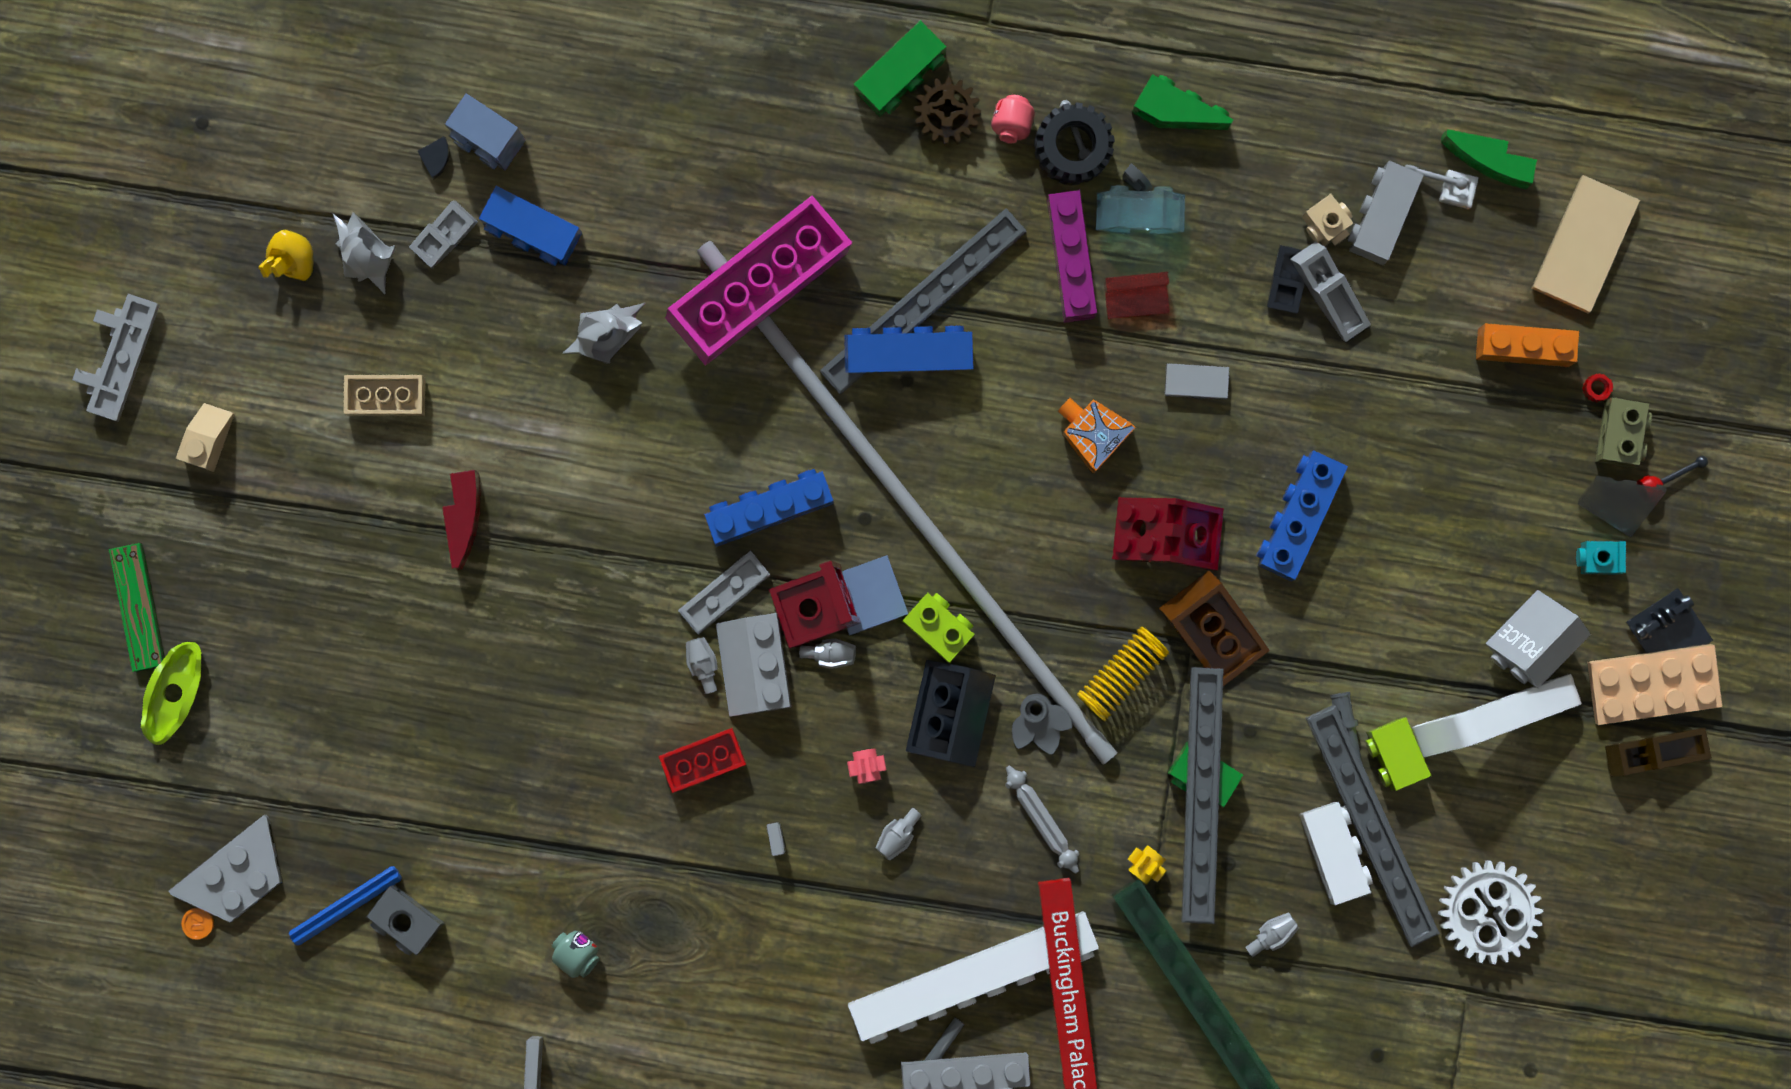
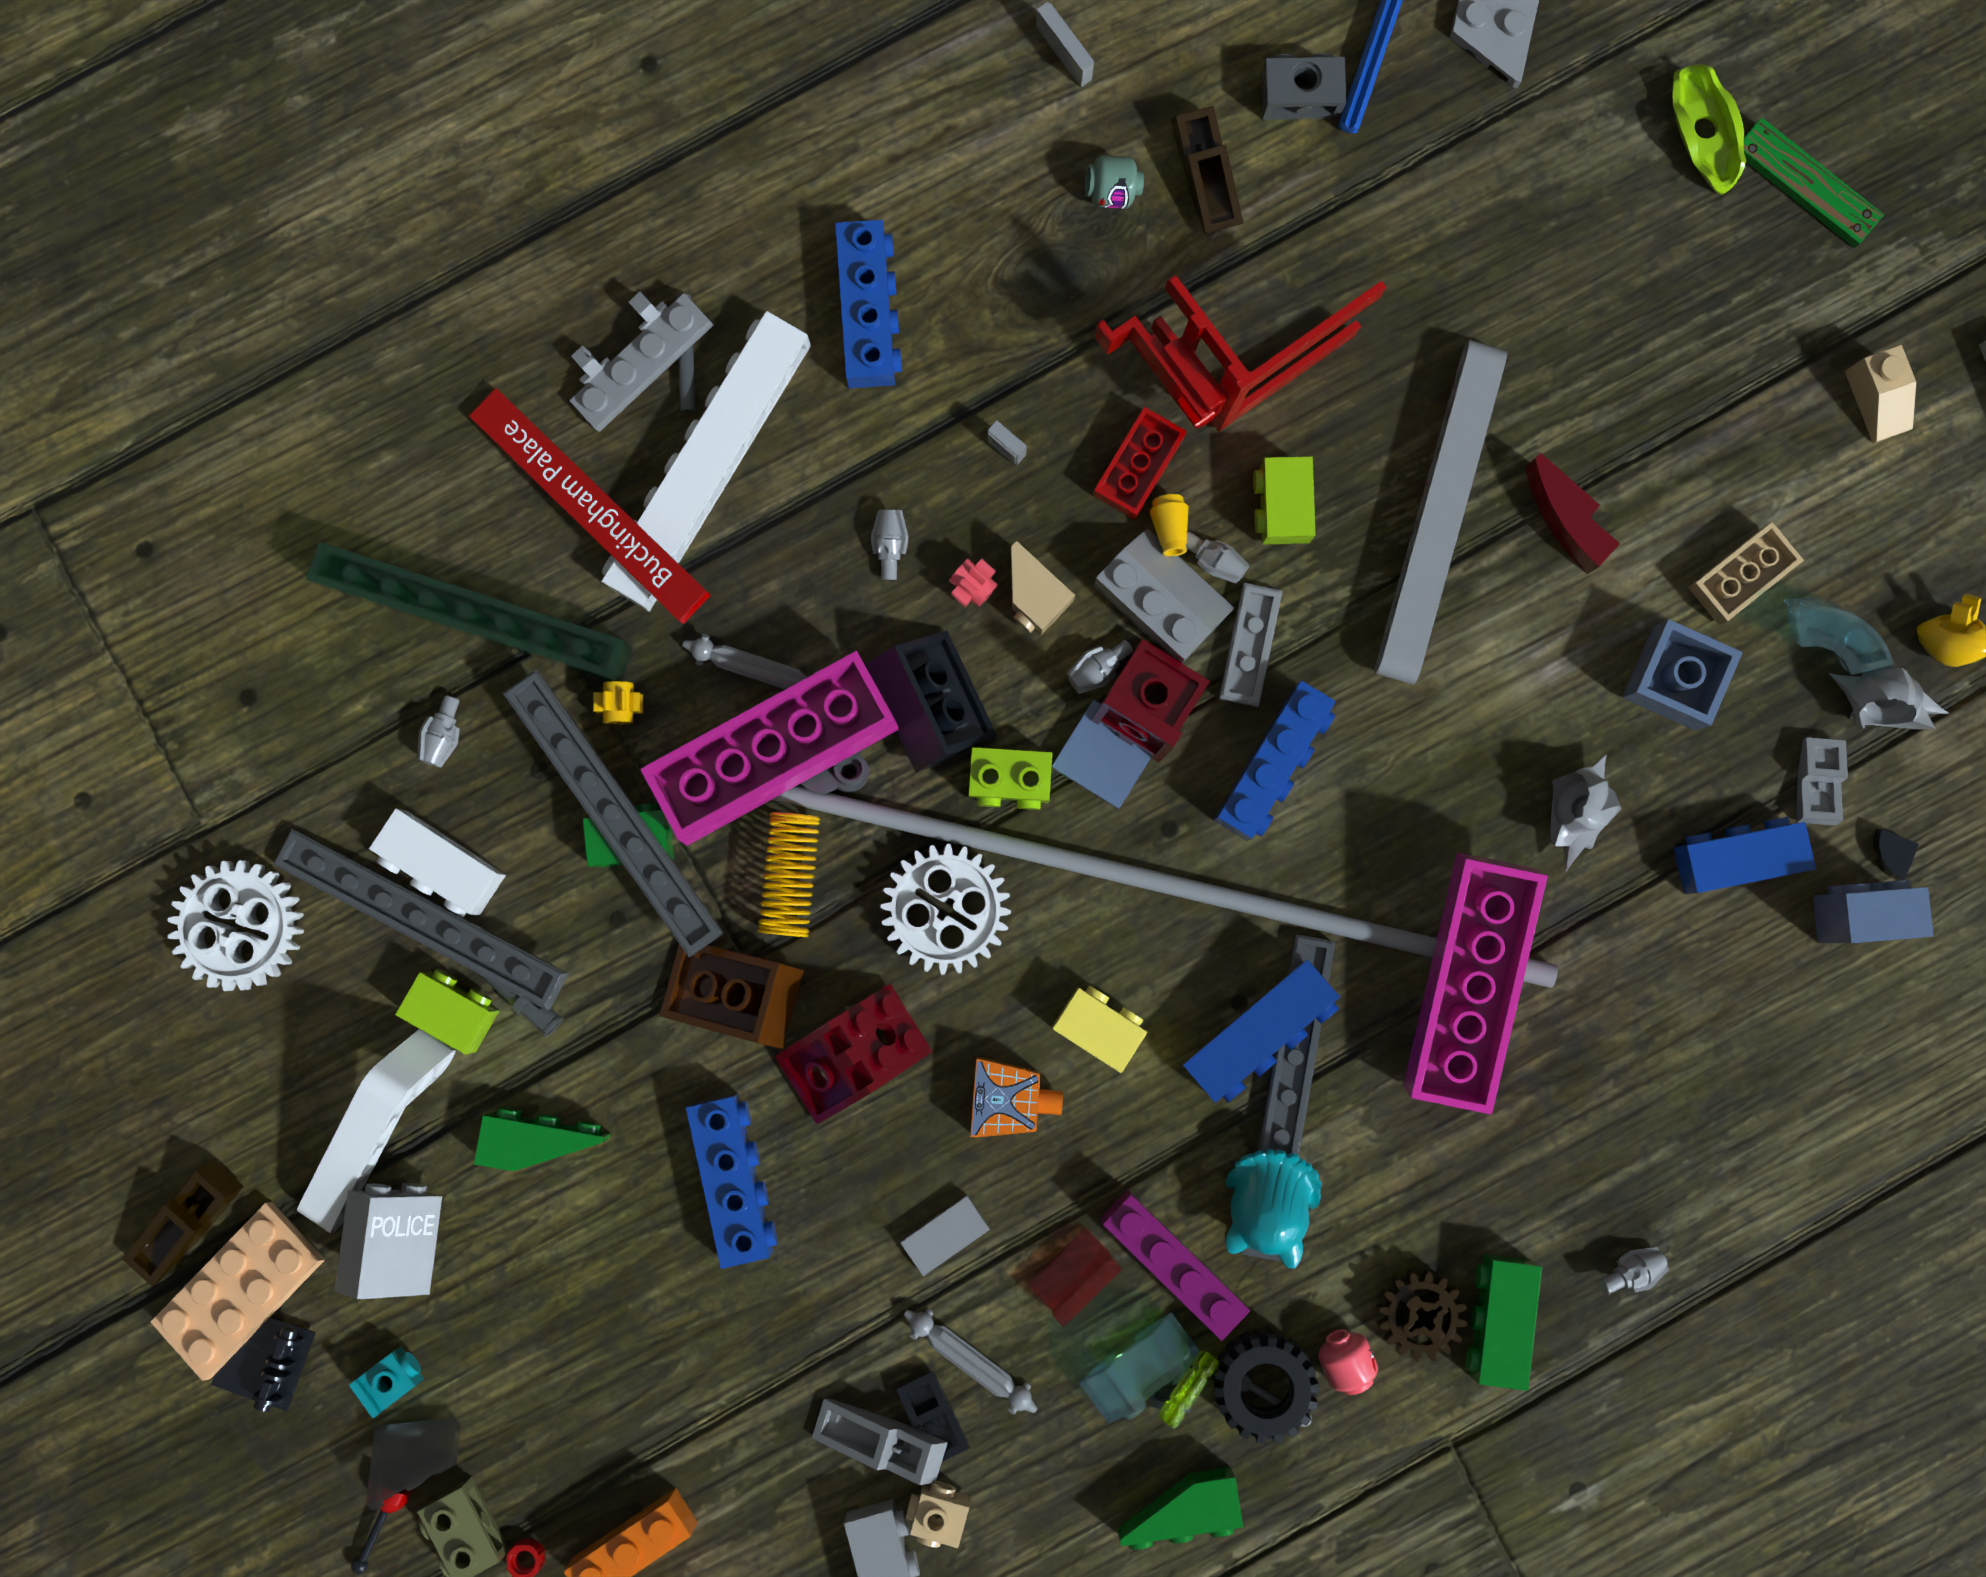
camera: 140 degrees right, 0 degrees up
(360, 316) = (1837, 629): none -> clear light blue brick
(477, 364) = (1682, 675): none -> sand blue brick
(508, 915) = (1207, 169): none -> dark brown slope
(539, 582) = (1440, 512): none -> light grey beam
(632, 664) = (1286, 500): none -> lime brick
(635, 785) = (1191, 382): none -> red piece
(713, 707) = (1171, 523): none -> yellow cone
(794, 998) = (866, 304): none -> blue brick
(797, 36) = (1636, 1271): none -> light grey piece
(832, 729) = (1036, 592): none -> tan slope
(985, 245) = (1272, 1204): none -> teal hair
(1005, 431) = (1099, 1029): none -> light yellow brick
(1070, 568) = (965, 878): none -> white gear
(1075, 757) = (769, 749): none -> dark pink brick
(1121, 178) = (1188, 1389): none -> clear neon green axle
(1239, 295) = (970, 1361): none -> light grey wheel
(1412, 637) = (519, 1142): none -> green slope

